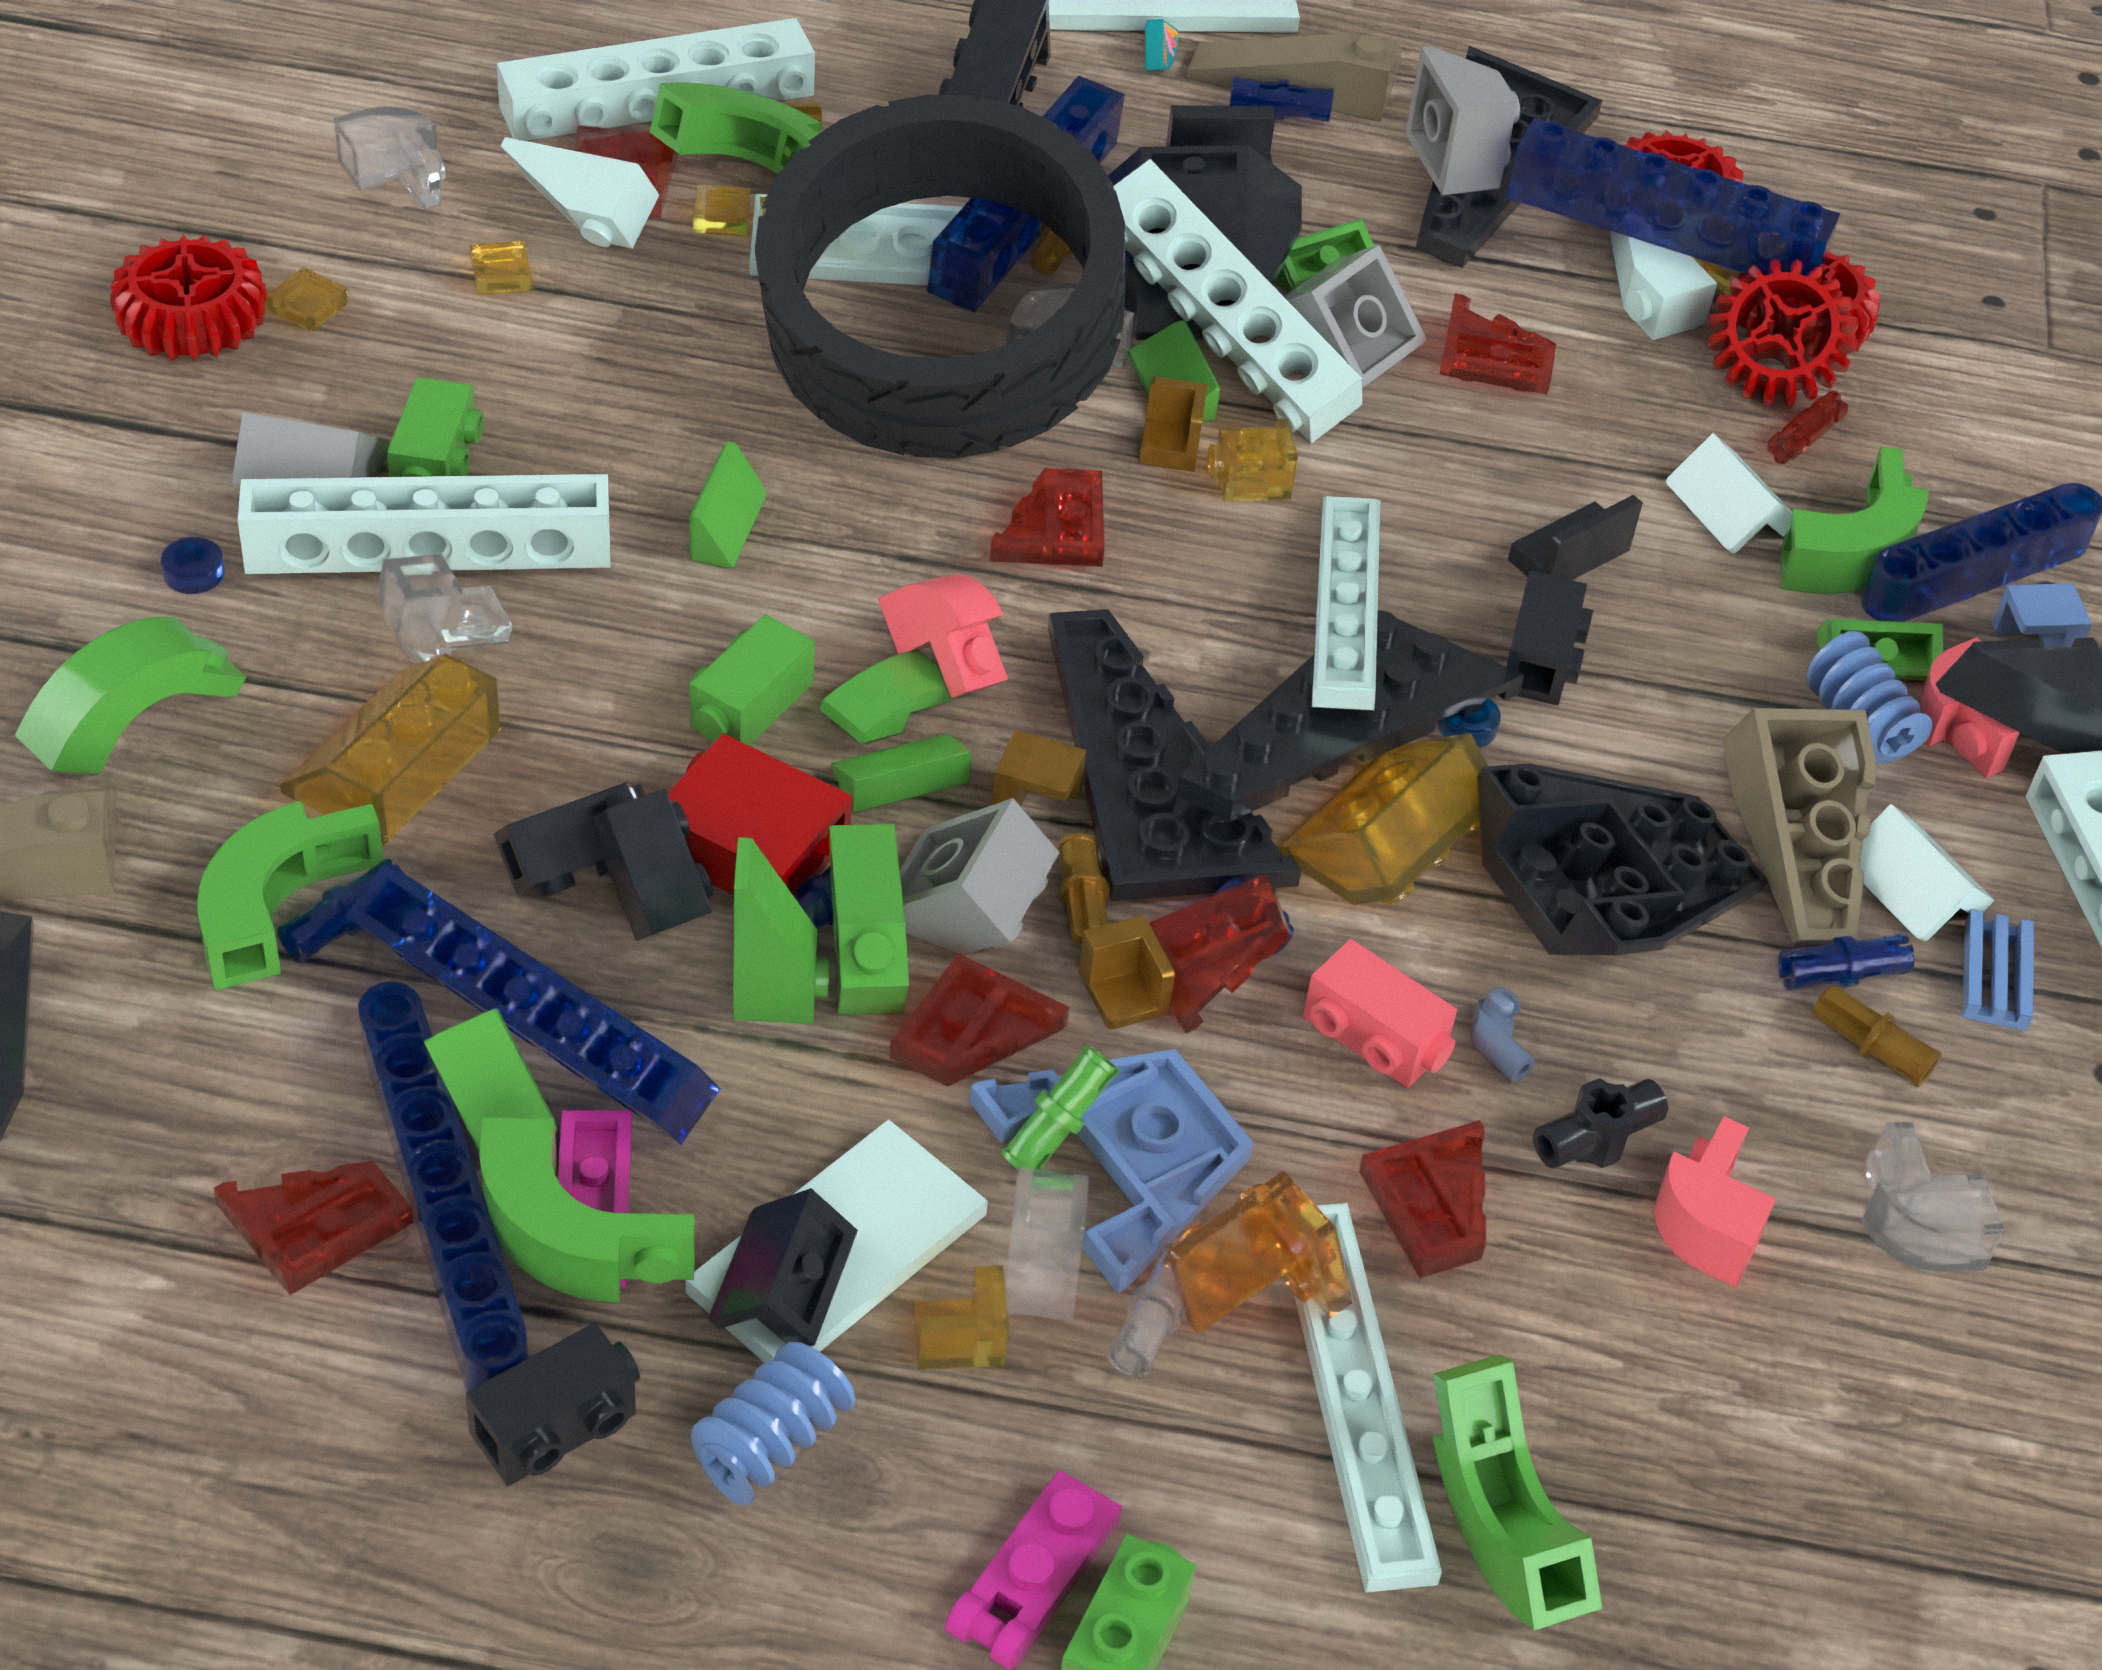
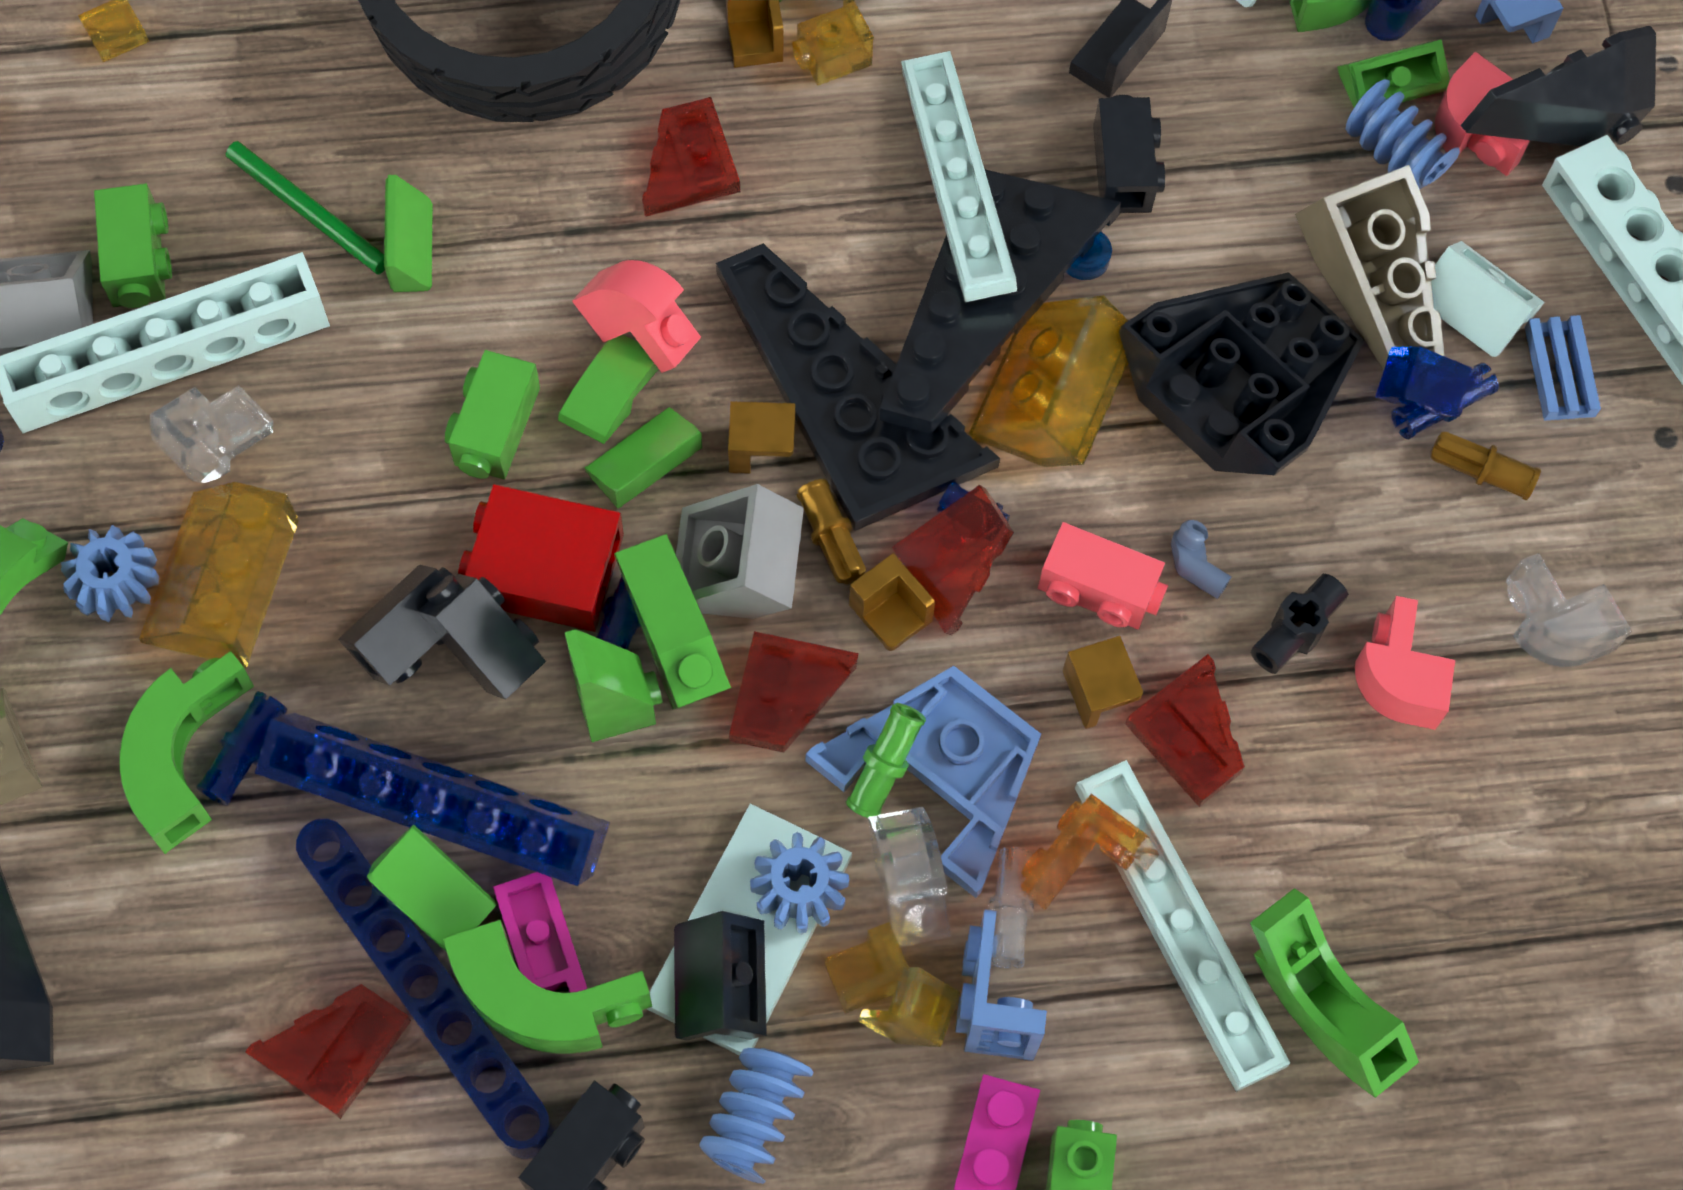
camera: 15 degrees left, 20 degrees up
(277, 712) = (88, 576): none -> medium blue gear
(630, 460) = (306, 207): none -> green bar
(913, 1199) = (790, 865): none -> medium blue gear
(997, 1367) = (917, 1011): none -> clear yellow panel
(1097, 1403) = (997, 1029): none -> medium blue bracket
(1342, 1103) = (1101, 679): none -> pearl gold panel
(1826, 919) = (1423, 379): none -> clear blue panel

